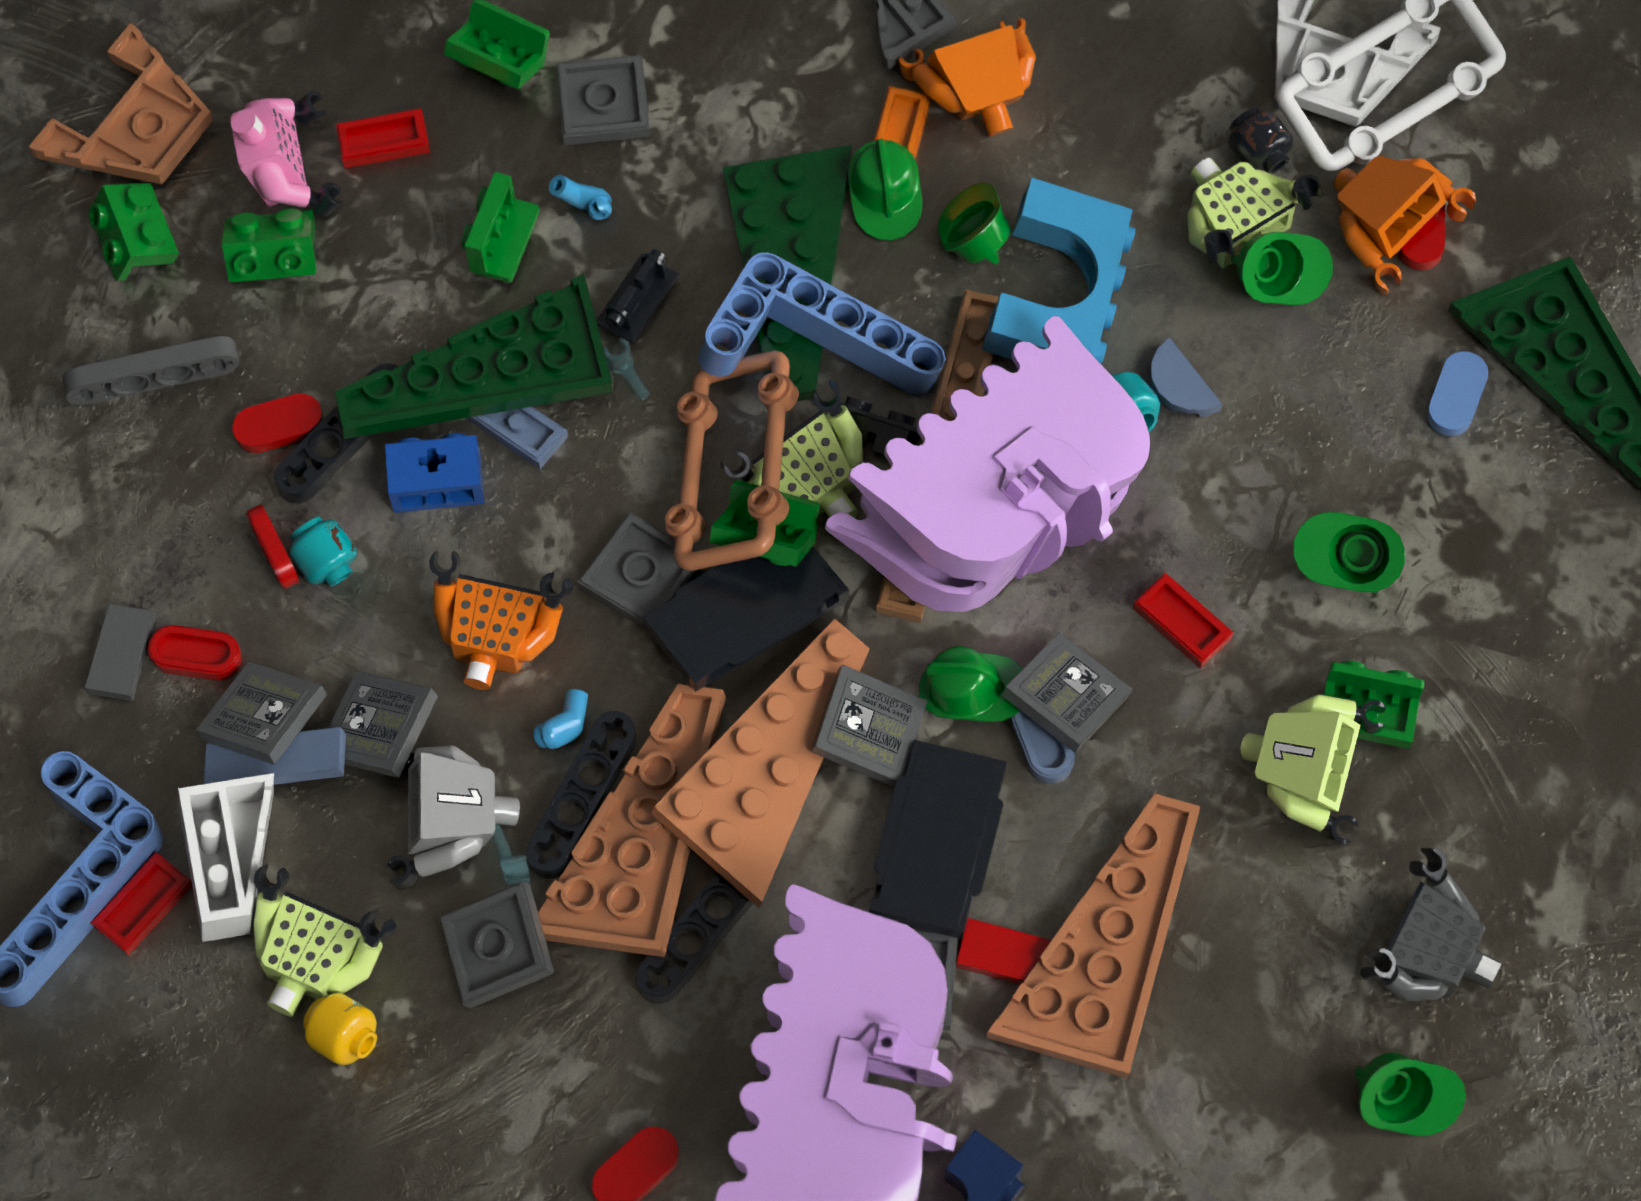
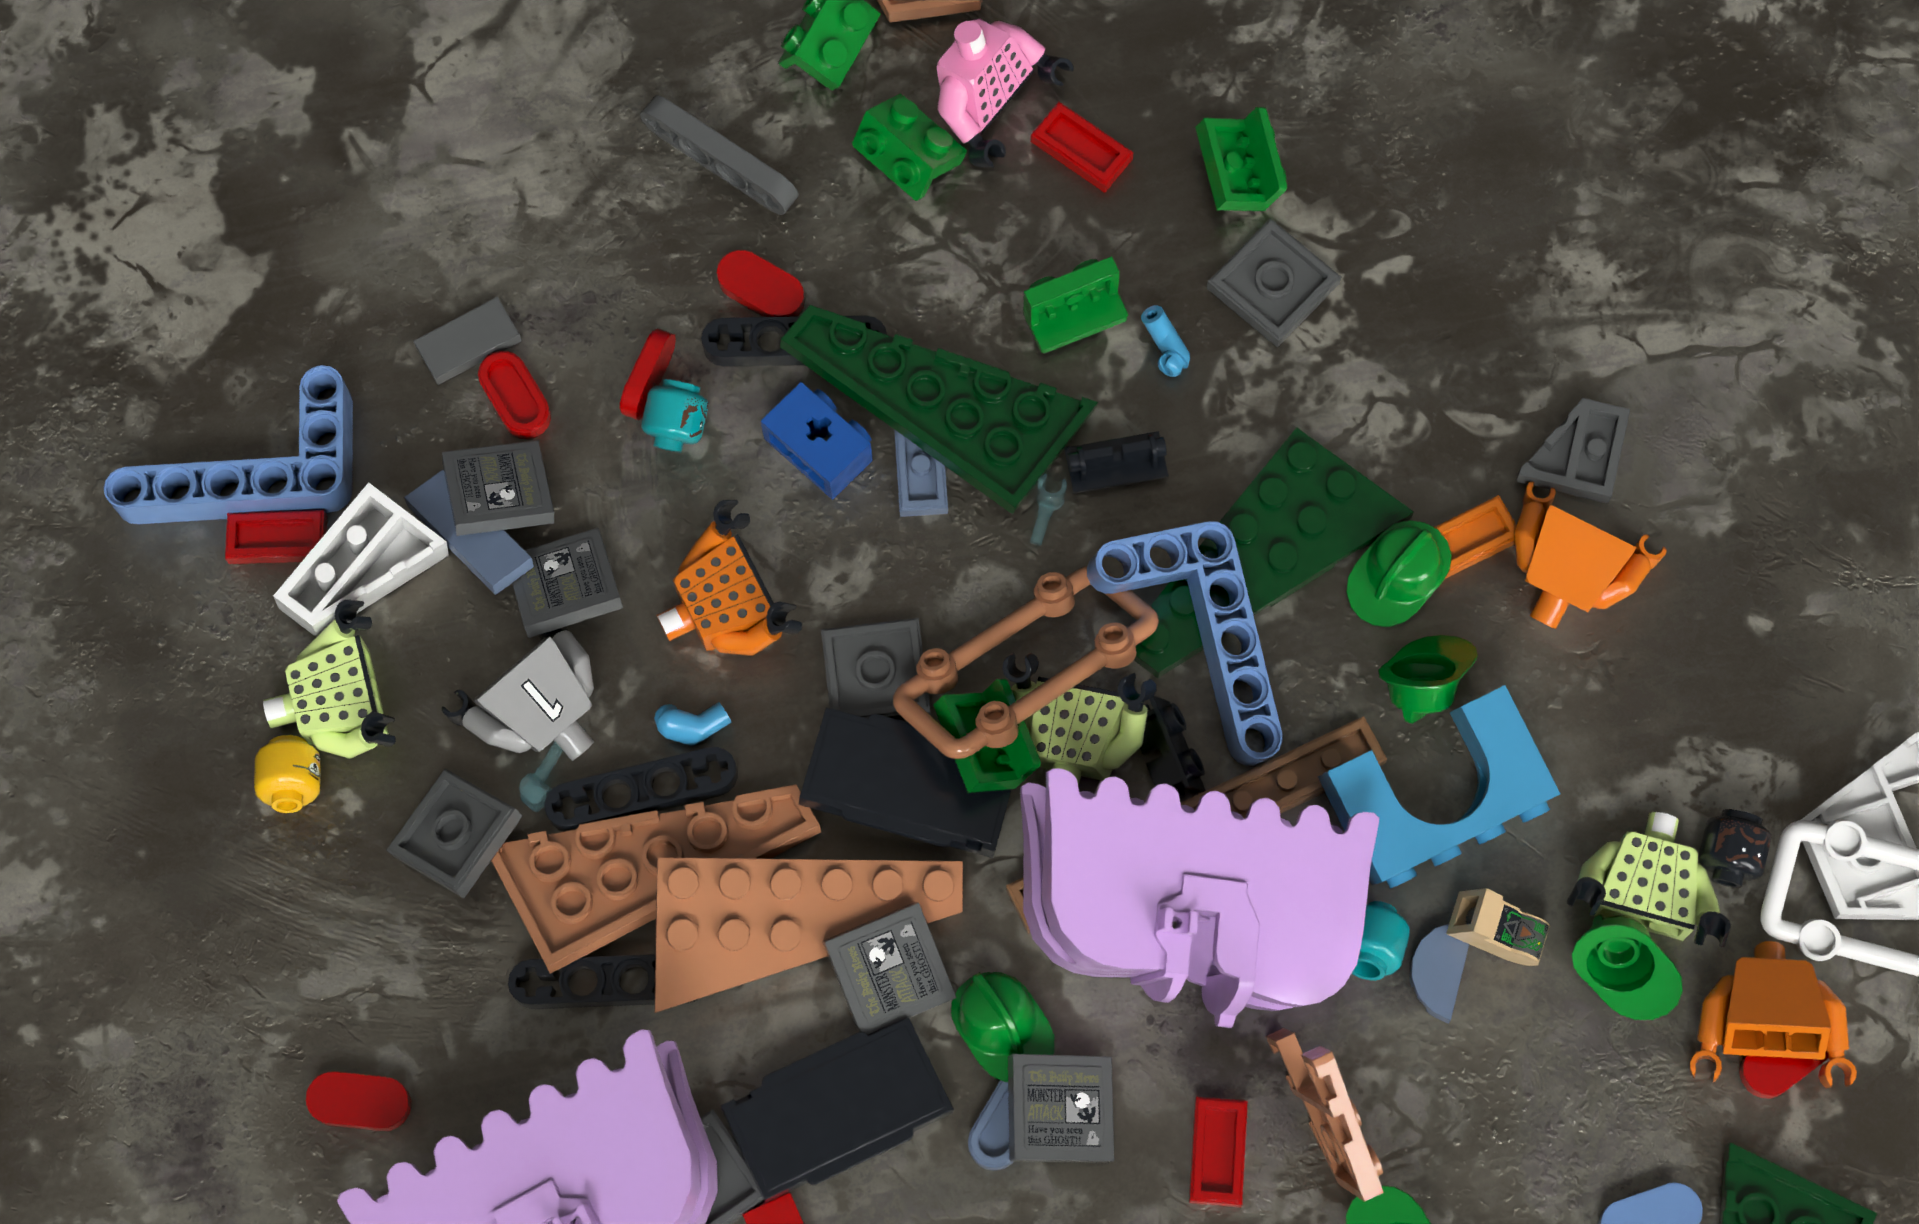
camera: 50 degrees right, 5 degrees up
(1193, 321) = (1498, 927): none -> tan leg
(1238, 522) = (1332, 1114): none -> nougat wing

